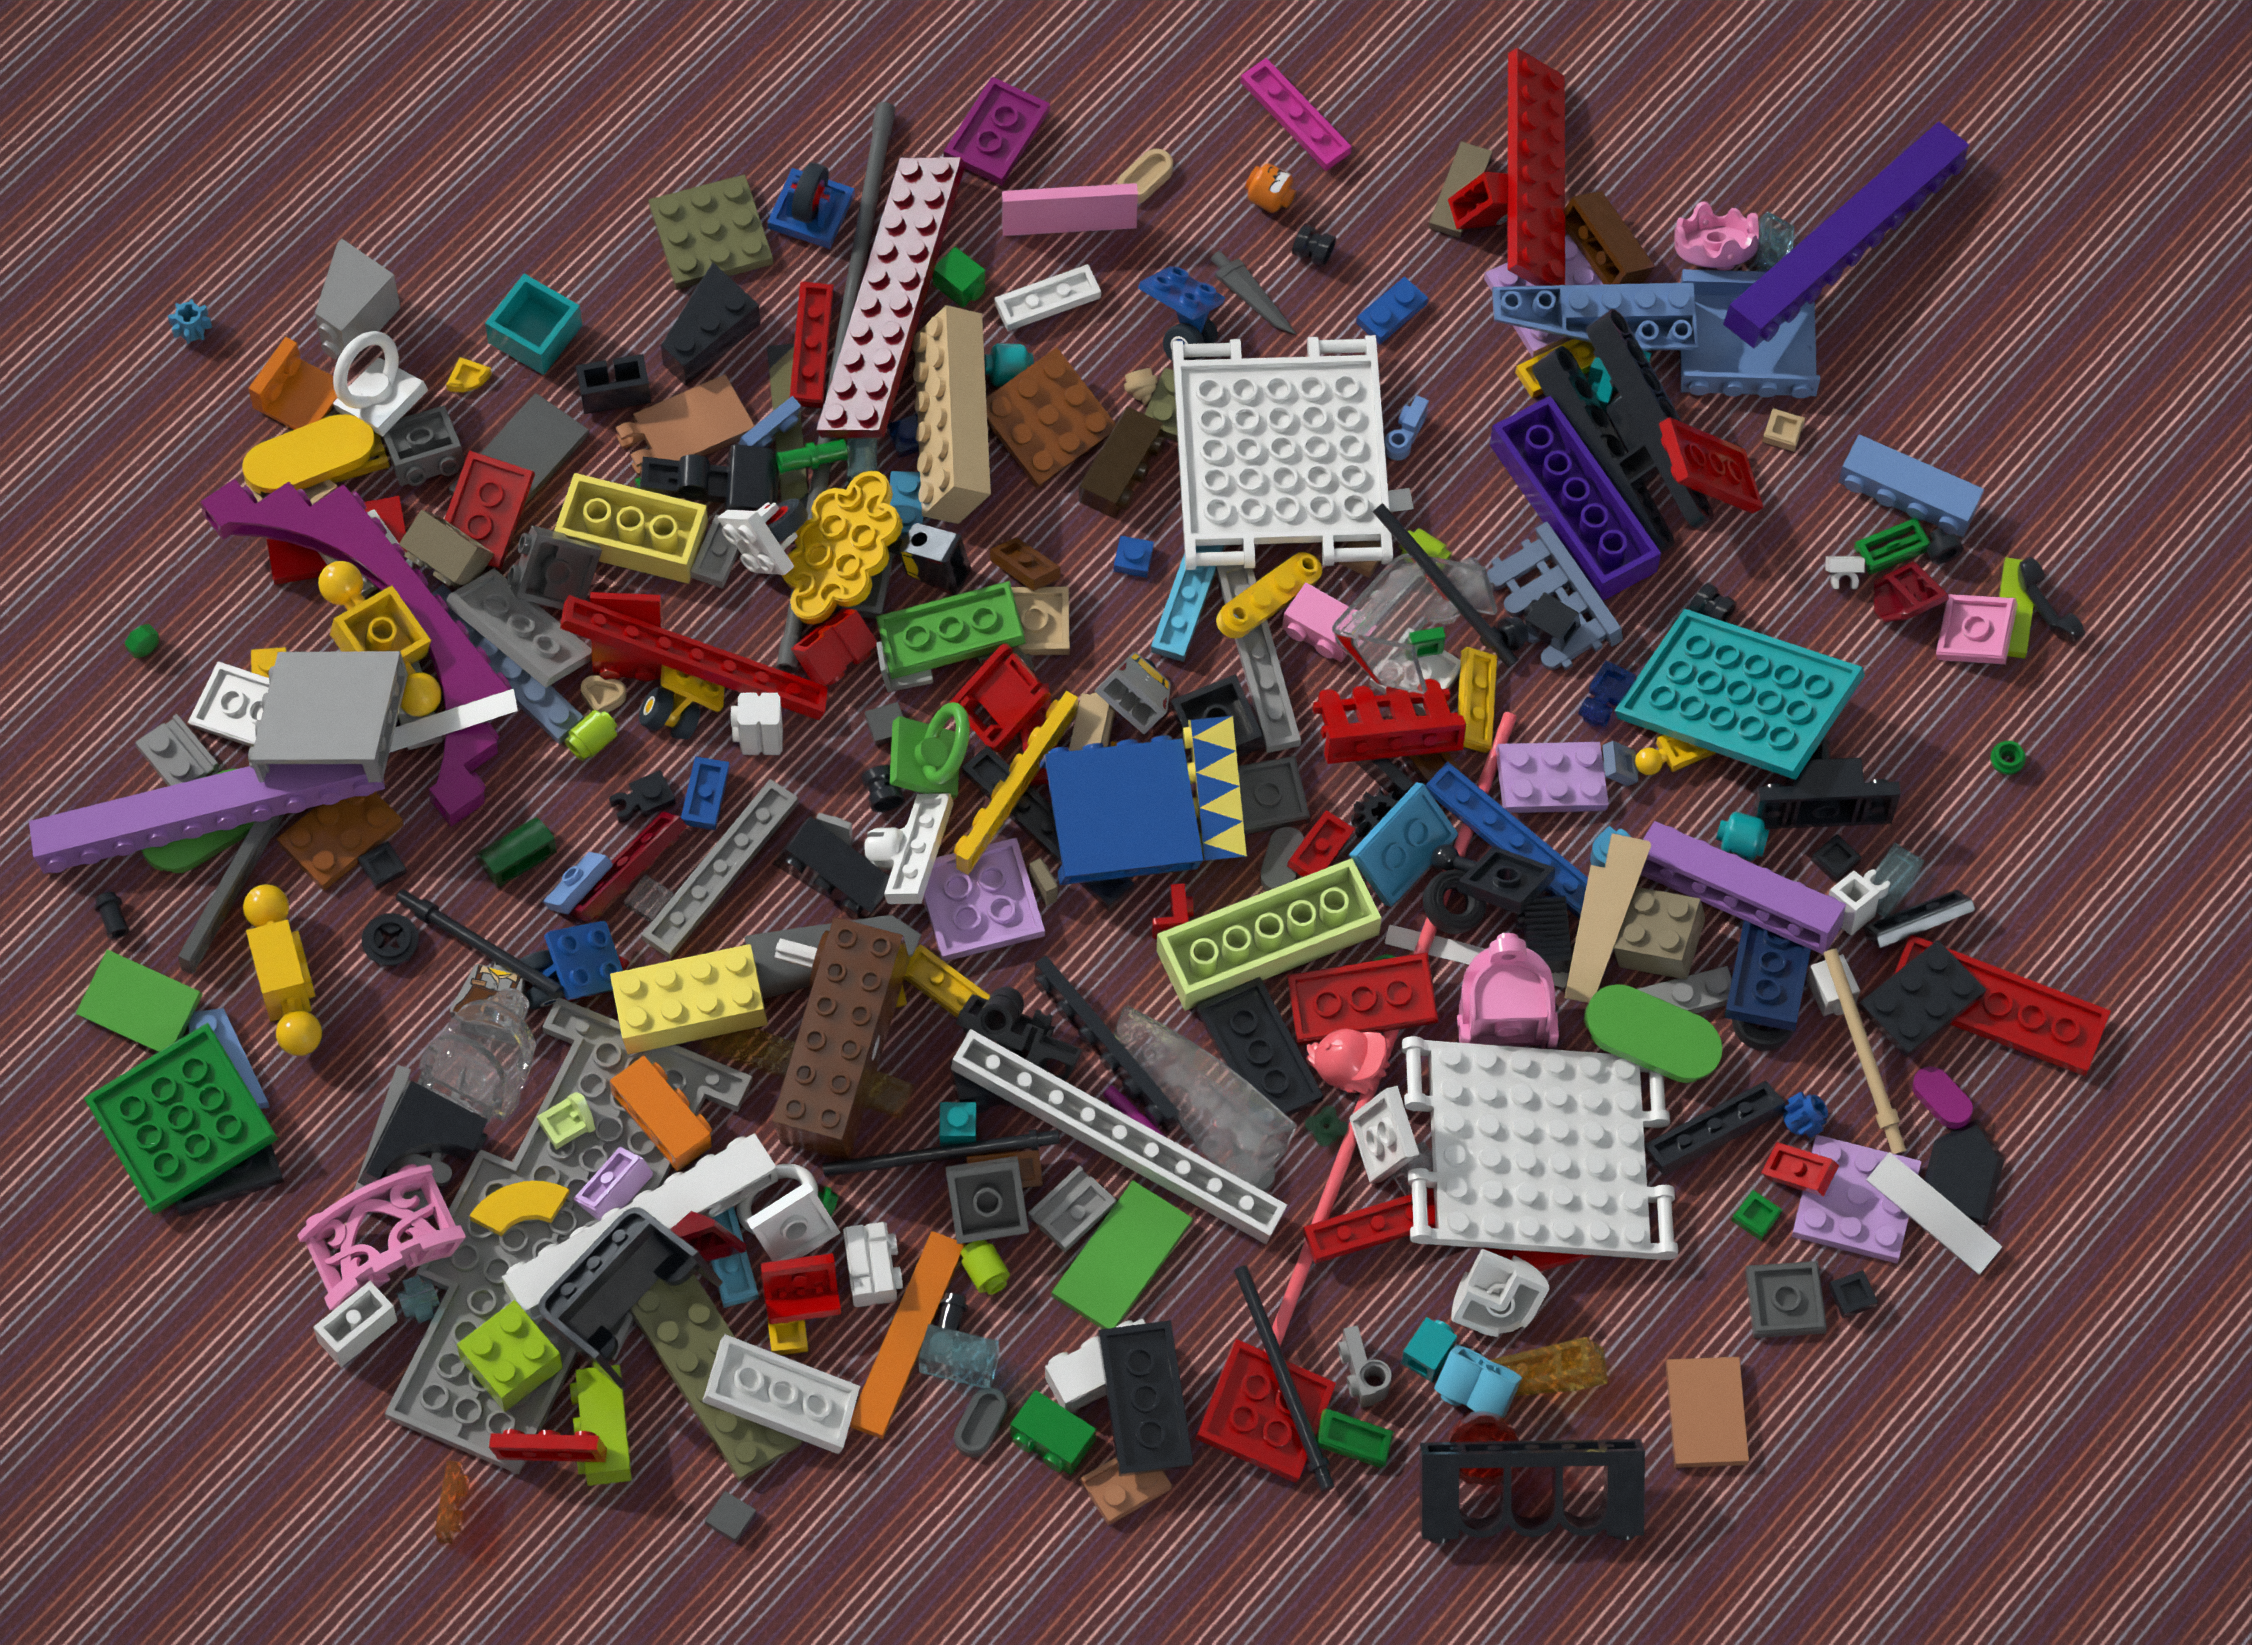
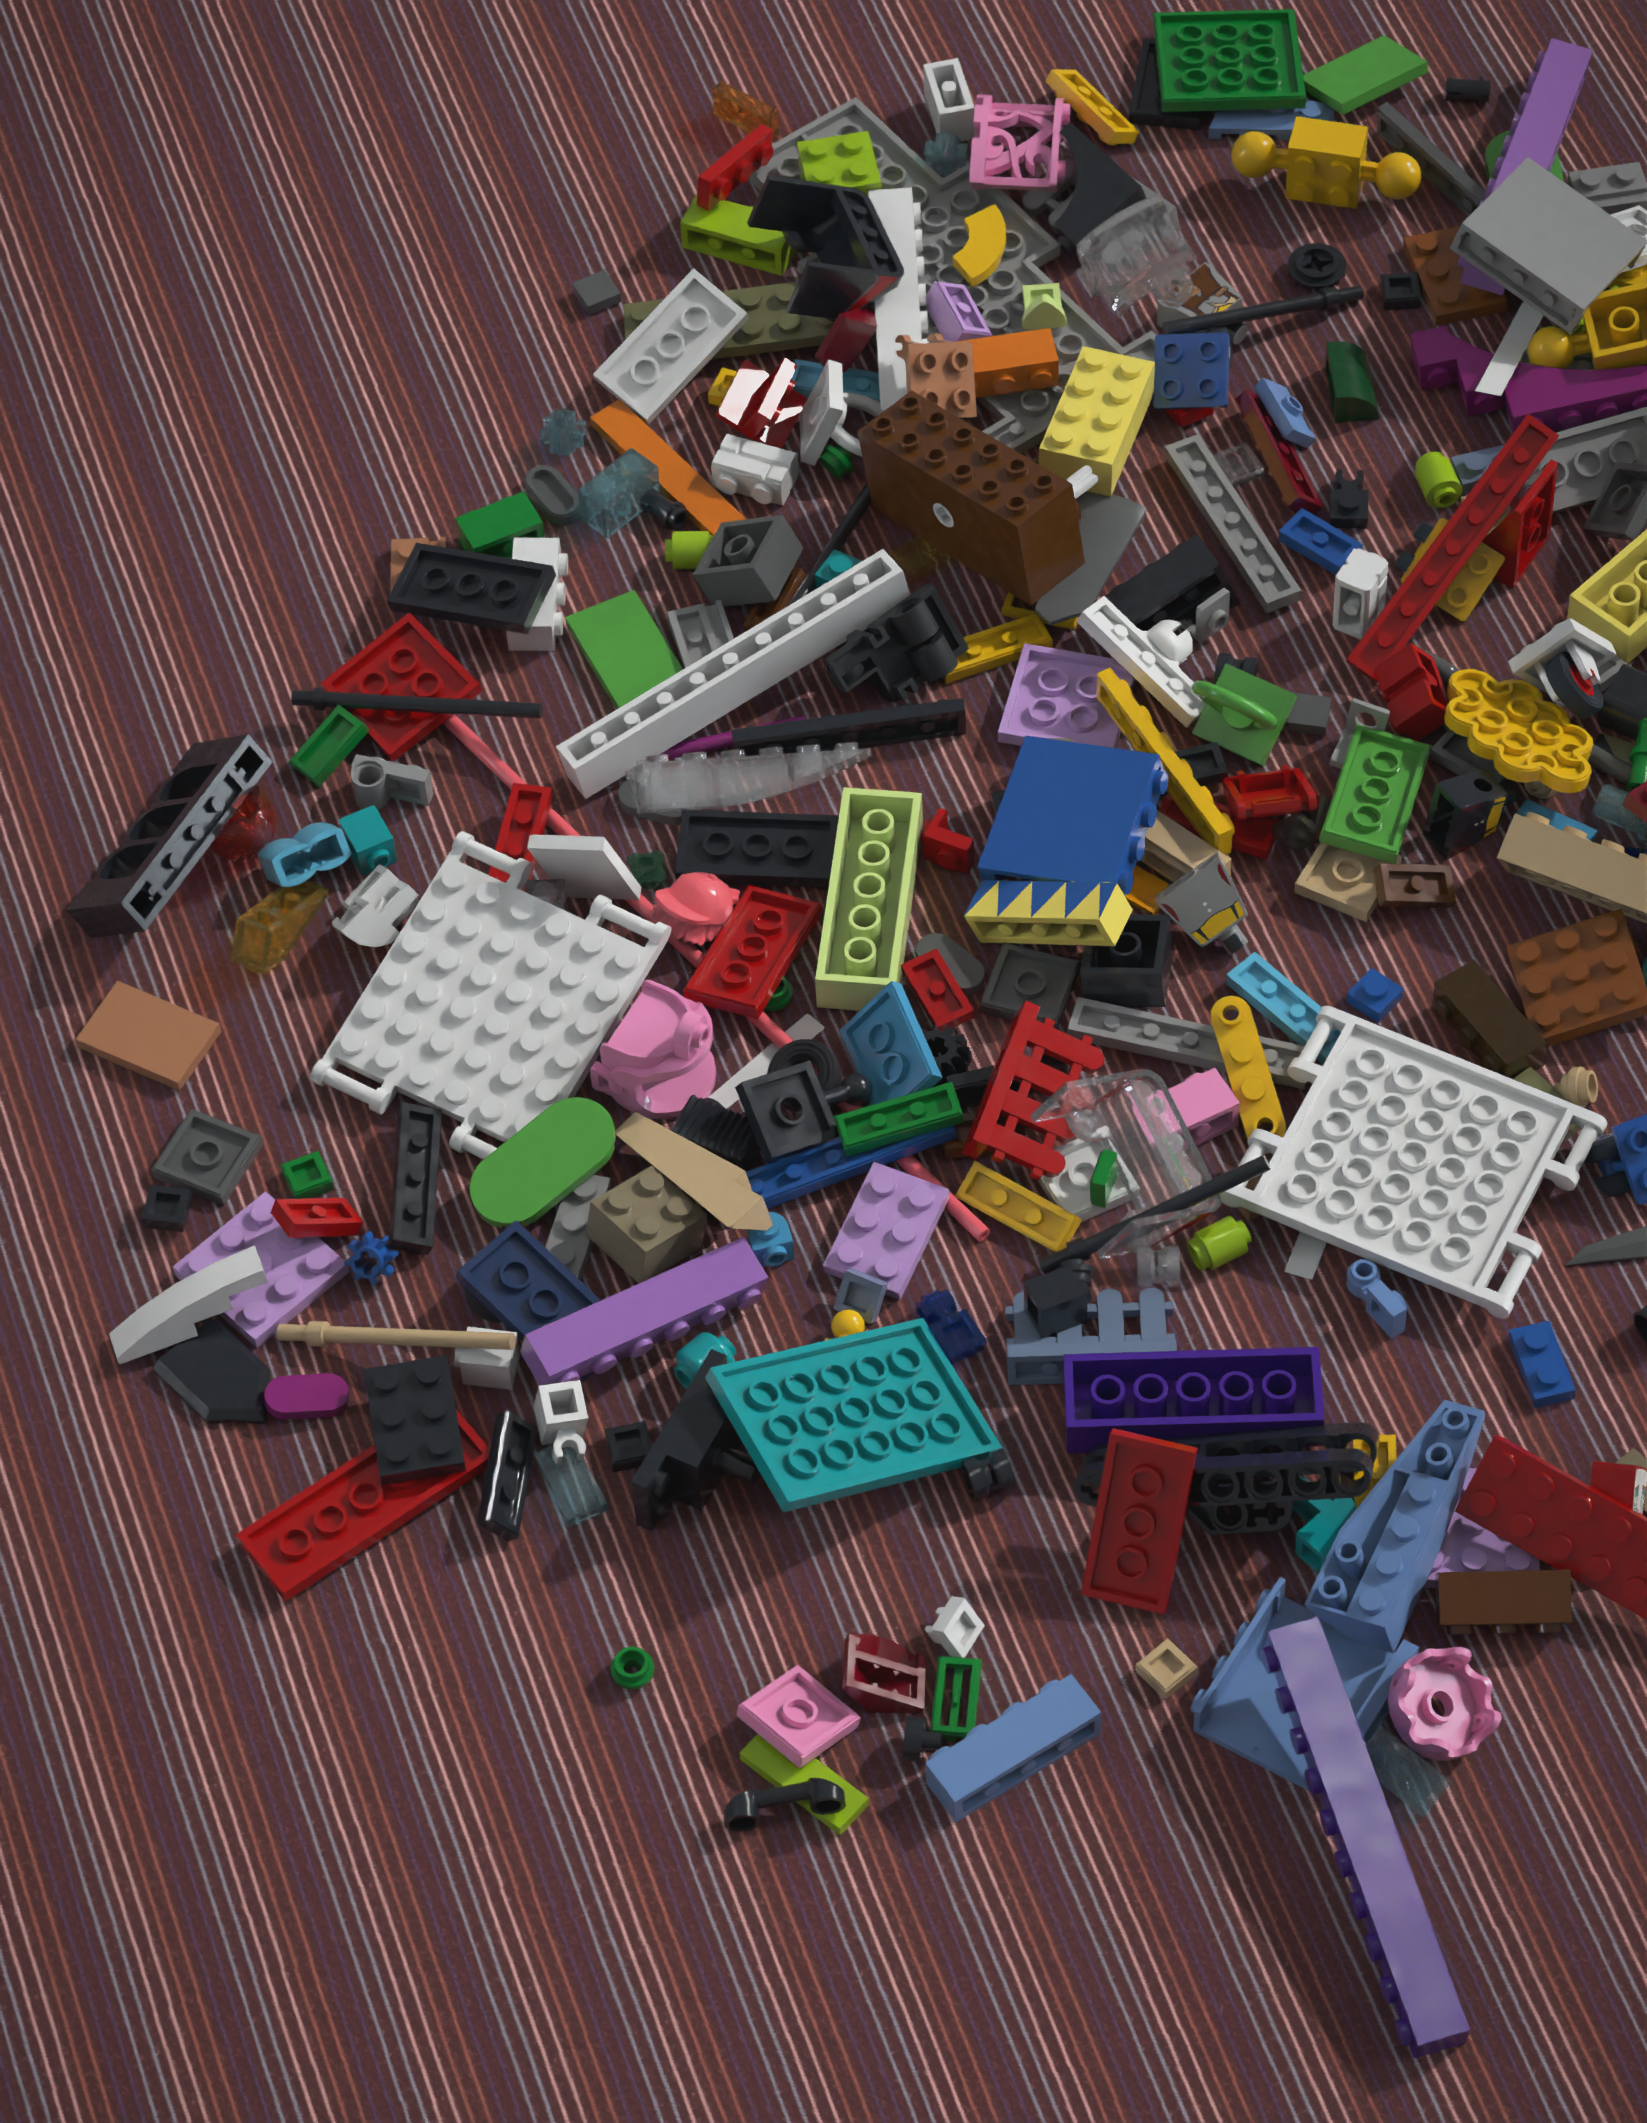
camera: 125 degrees right, 10 degrees down
(292, 1209) = (1092, 107): none -> yellow plate
(727, 1127) = (941, 372): none -> nougat plate
(917, 1455) = (563, 432): none -> clear light blue gear
(1464, 801) = (899, 1119): none -> green tile

